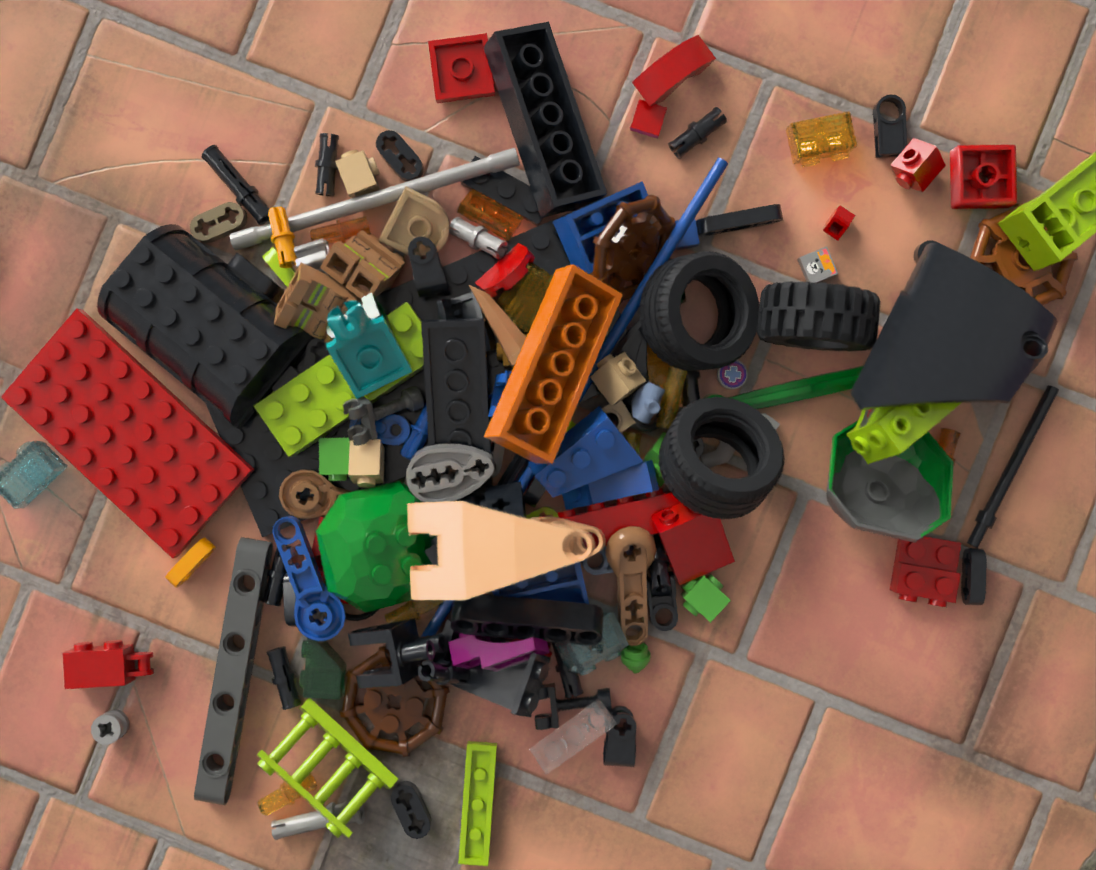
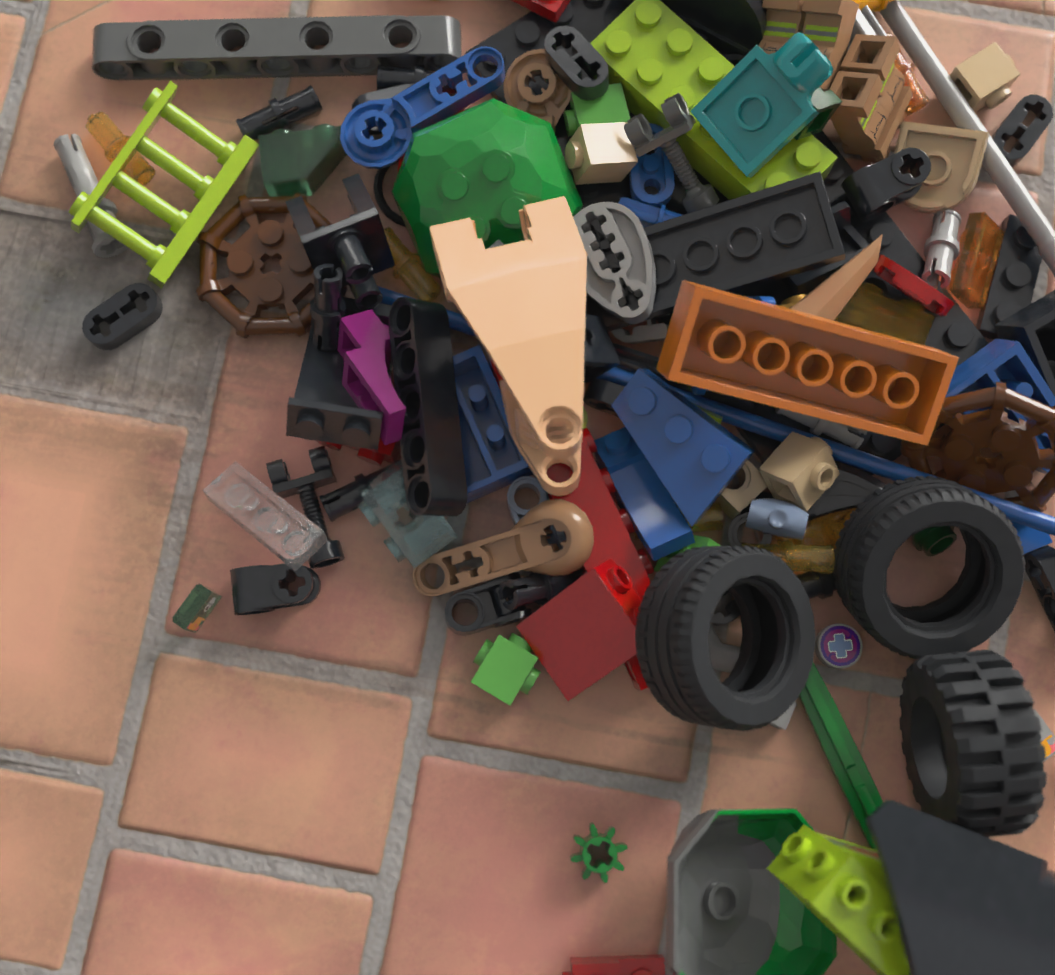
camera: 75 degrees right, 10 degrees down
(297, 460) = (583, 57): none -> black beam
(326, 164) = (974, 40): black pin -> none
(477, 803) = (145, 404): lime plate -> none
(624, 791) = (196, 608): none -> clear green tile
(636, 657) = (396, 586): bright green plate -> none
(839, 559) = (600, 866): none -> green gear

